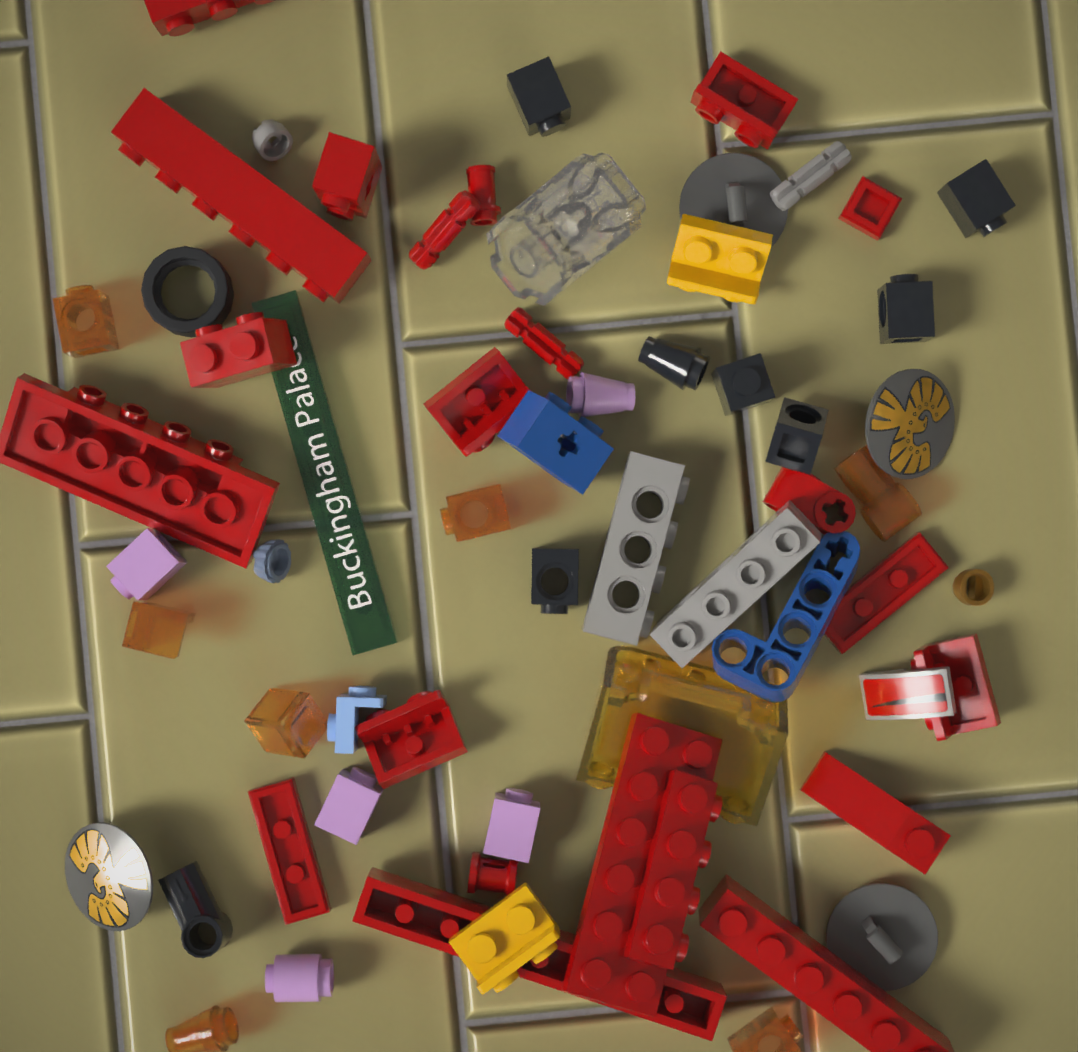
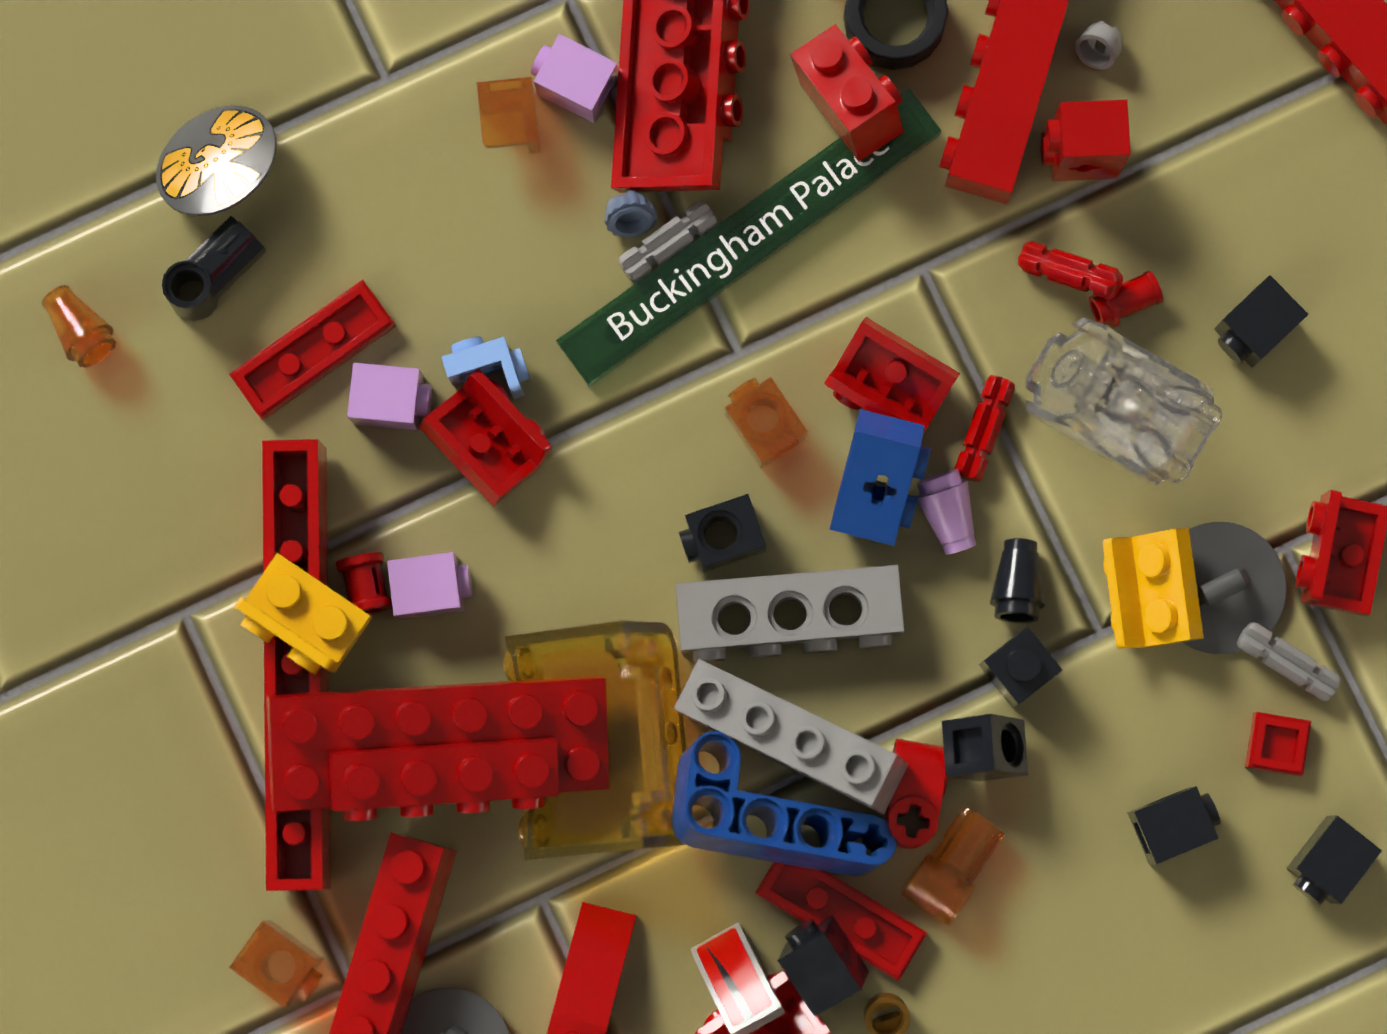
camera: 80 degrees right, 5 degrees down
(287, 722) = (455, 294): clear orange panel -> none
(300, 978) = (175, 410): lavender brick -> none
(304, 538) = (667, 241): none -> light grey axle
(910, 423) = (1046, 874): shield -> none
(919, 622) = (822, 964): none -> black brick

